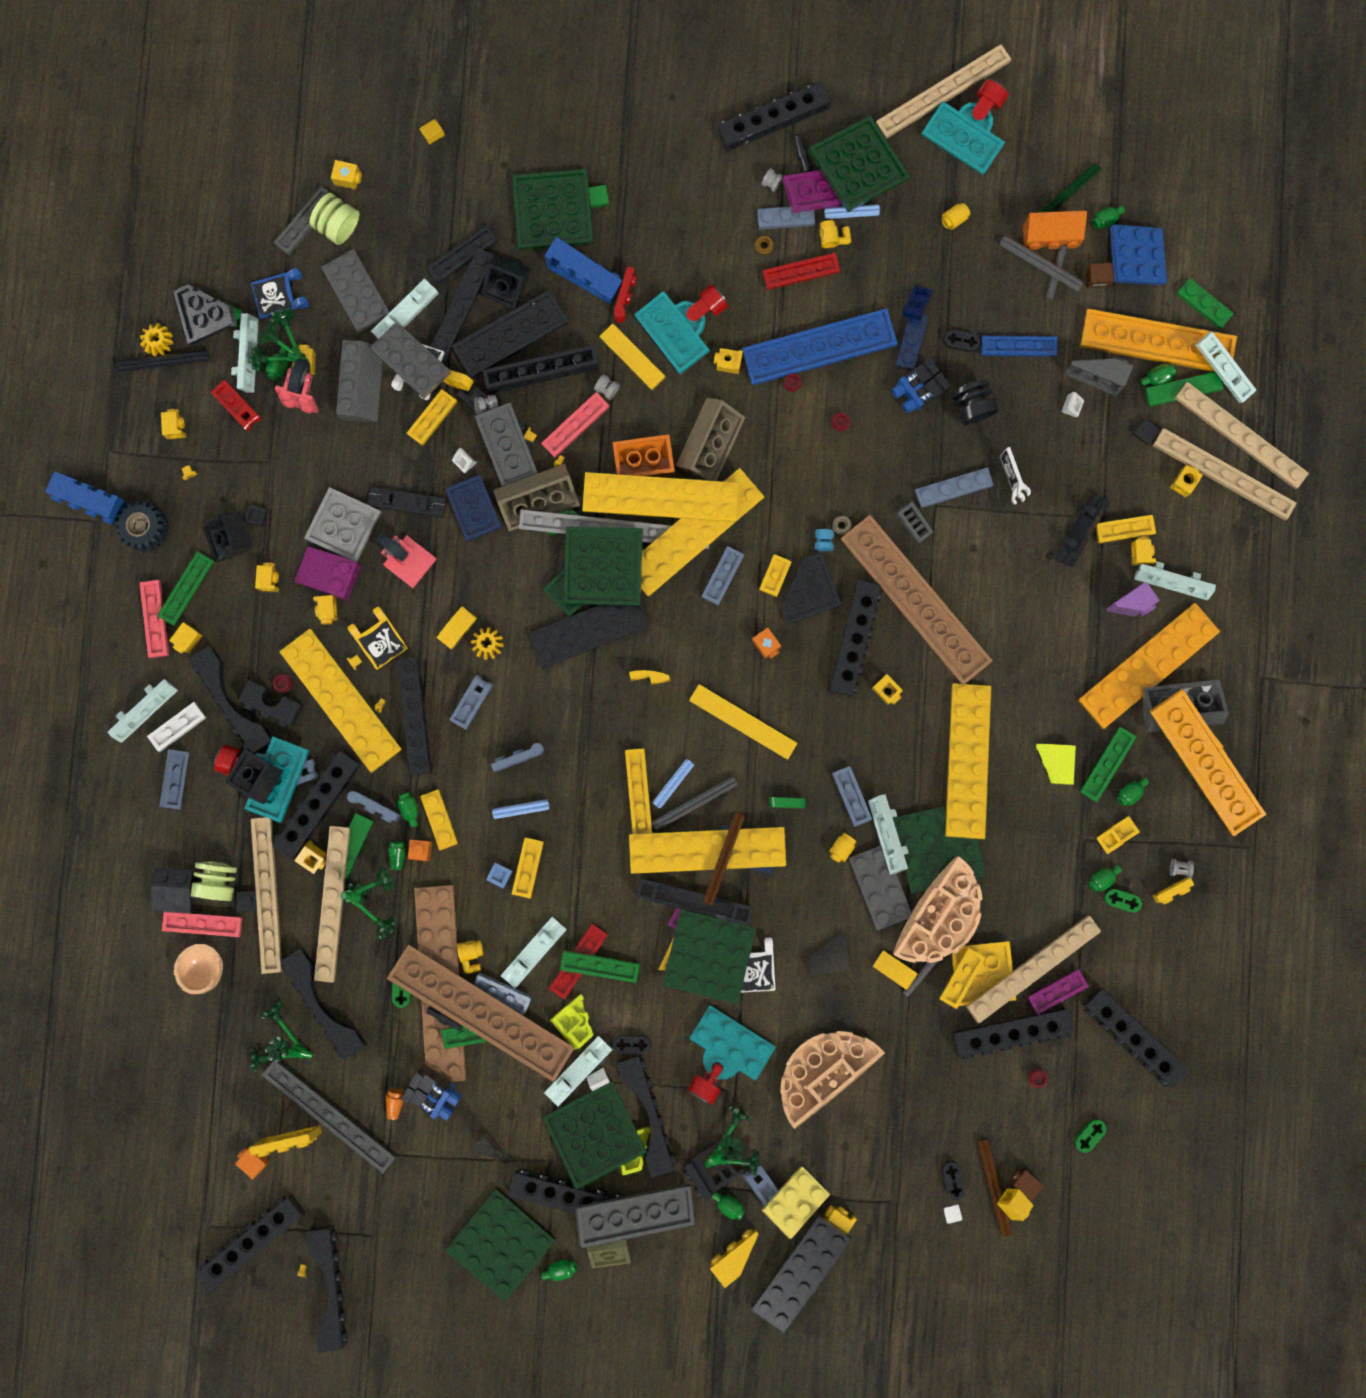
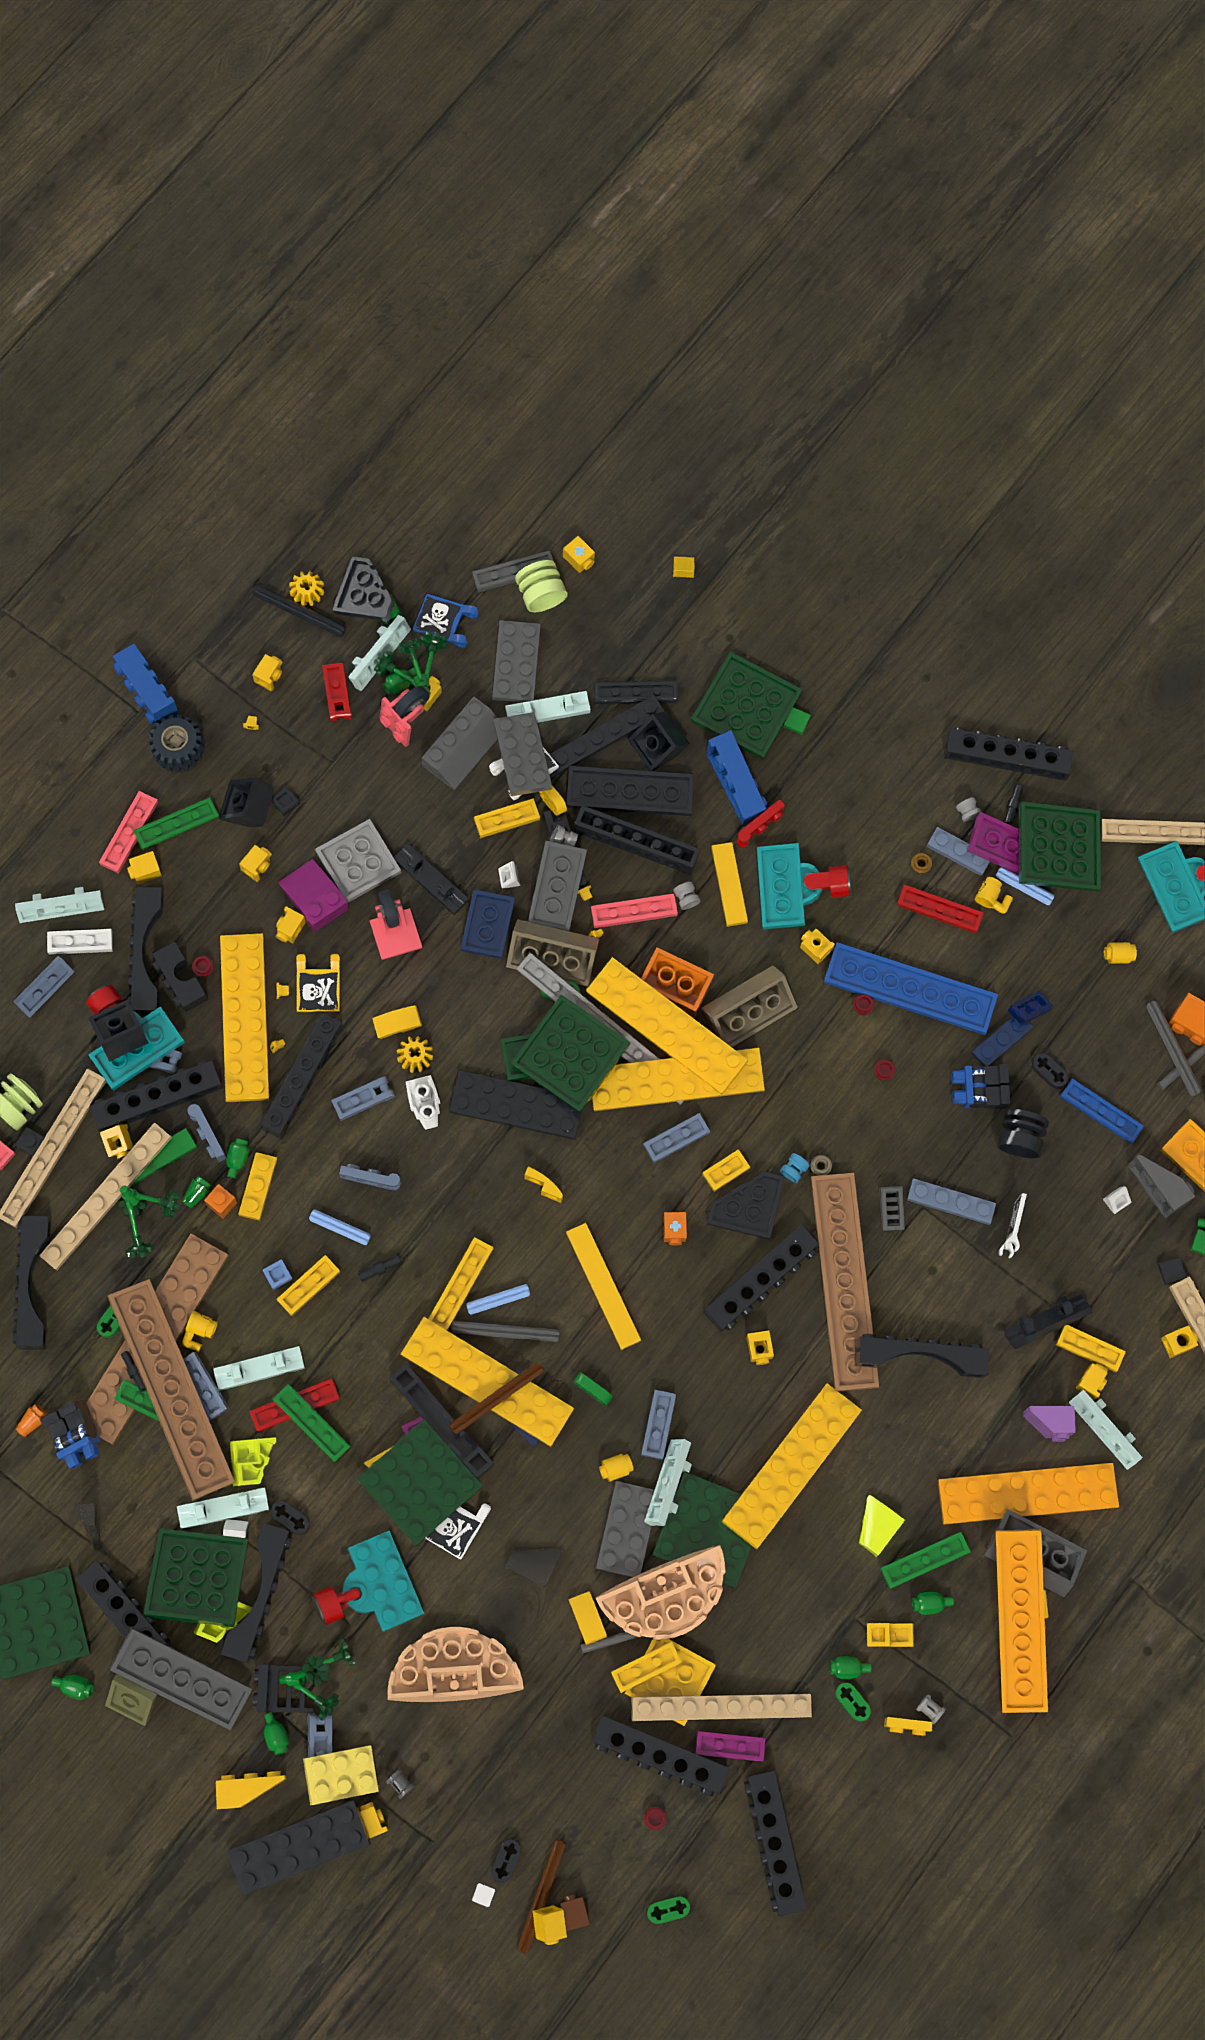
camera: 25 degrees right, 10 degrees down
(517, 673) = (424, 1101): none -> white connector
(571, 819) = (379, 1268): none -> black bar
(842, 1178) = (400, 1784): none -> dark grey bush
(1042, 600) = (966, 1361): none -> black arch

